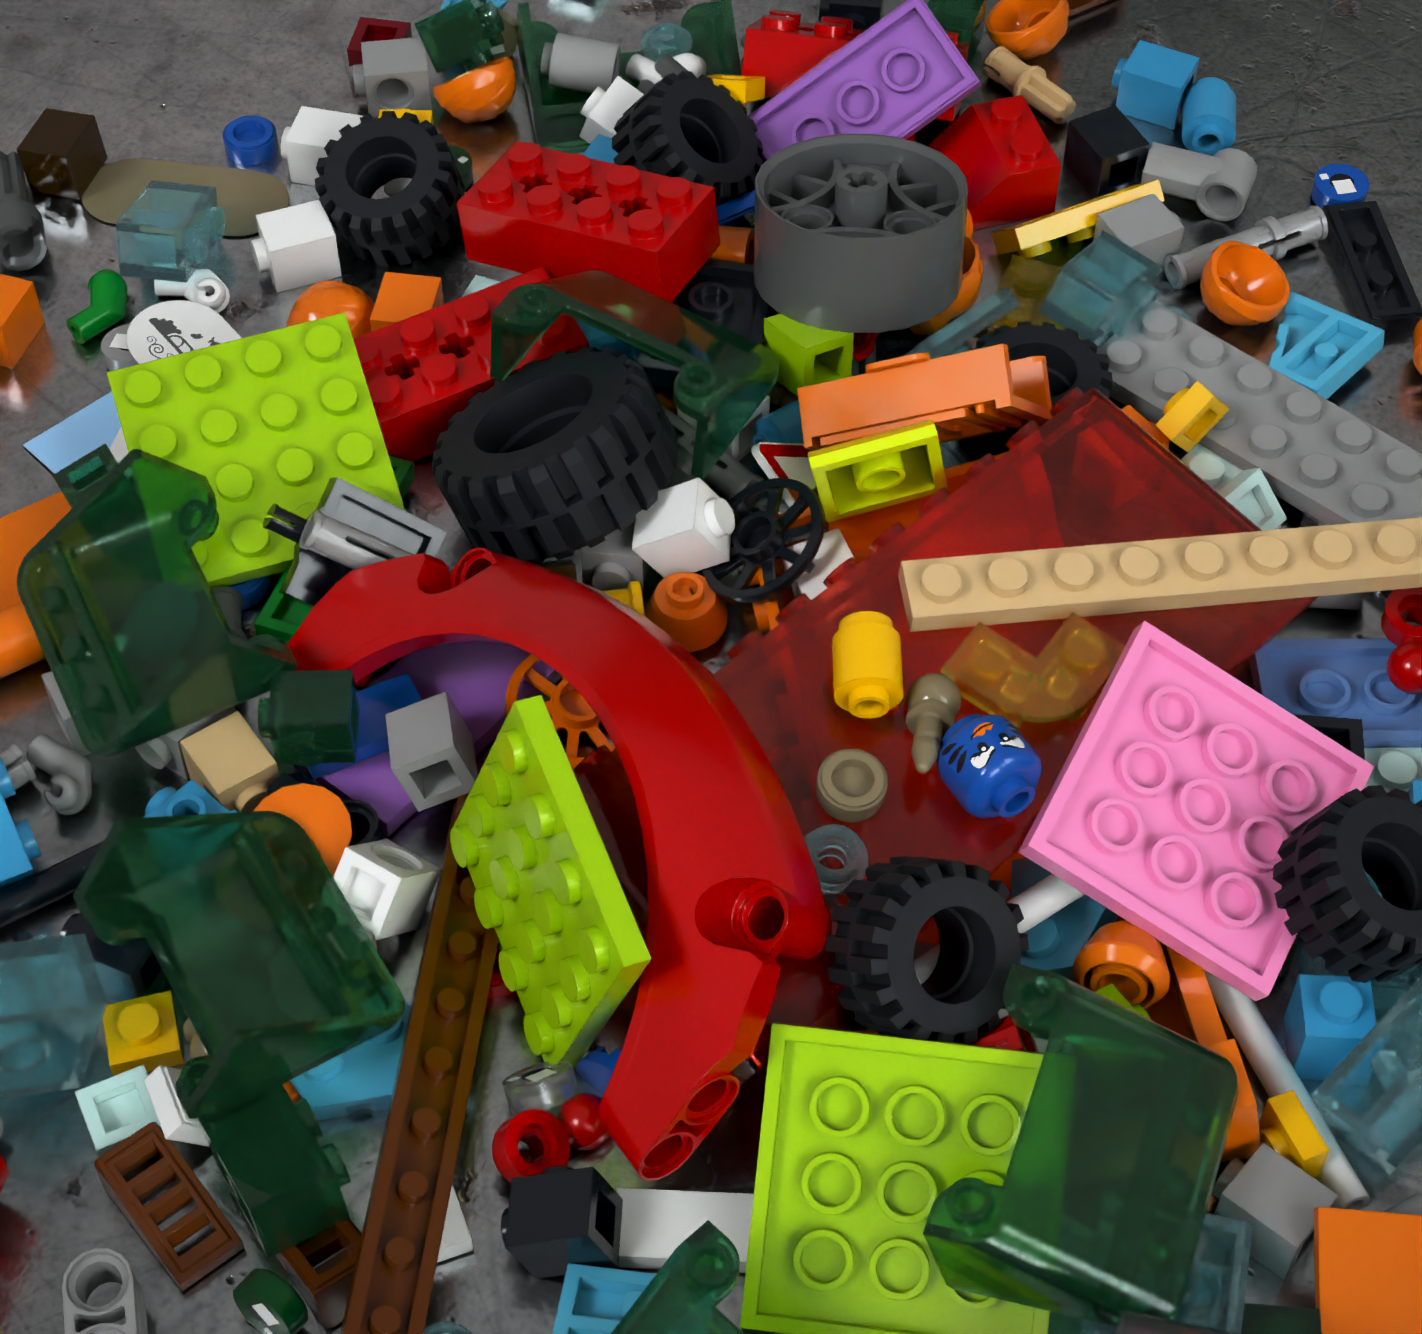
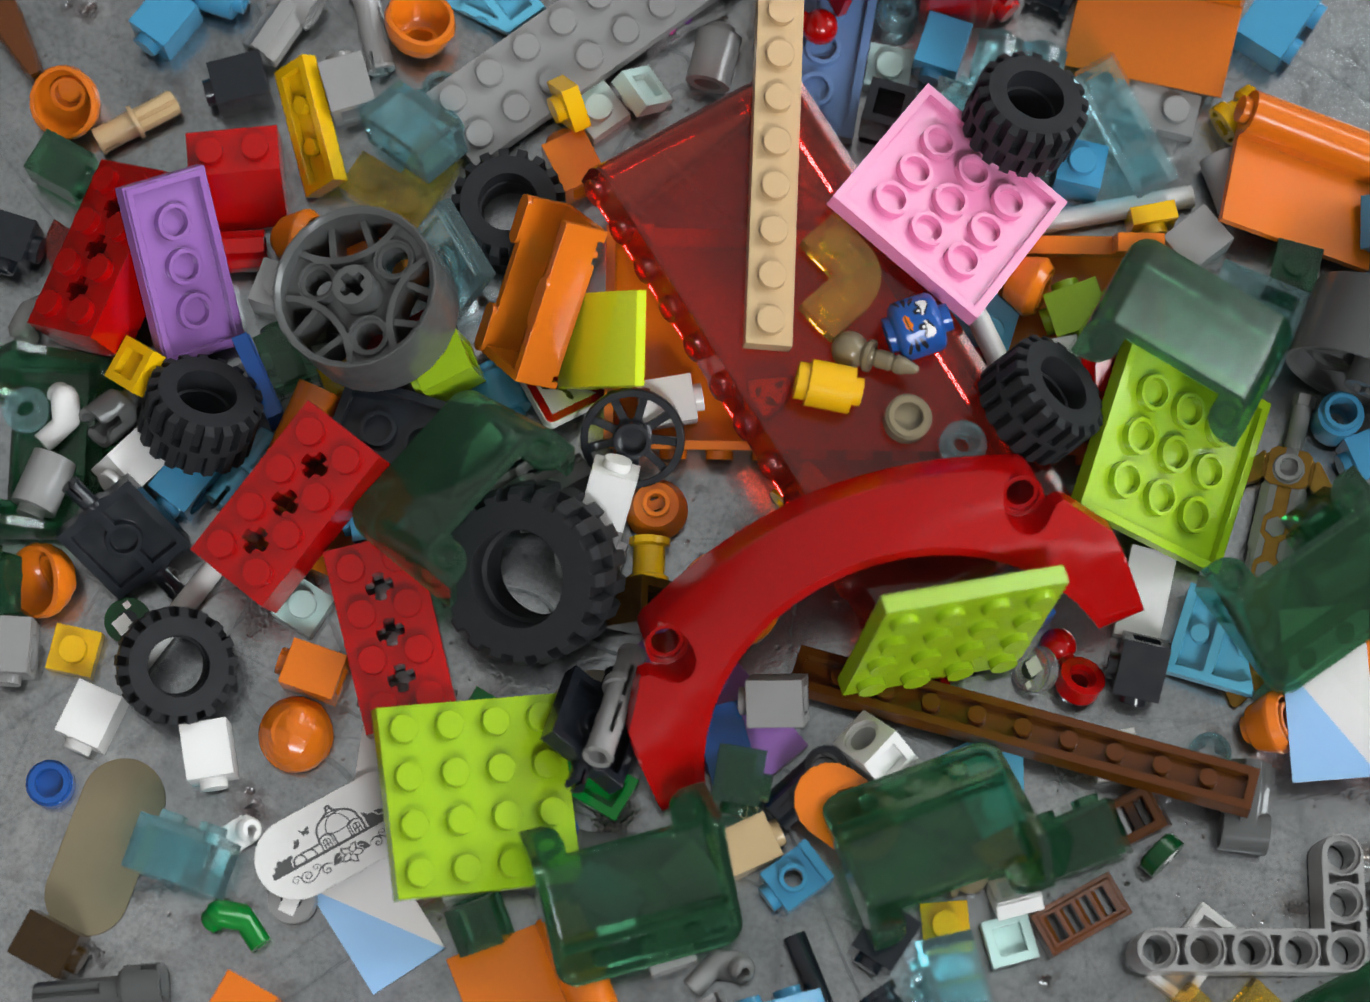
camera: 80 degrees left, 25 degrees up
(535, 104) = (123, 537): none -> black plate

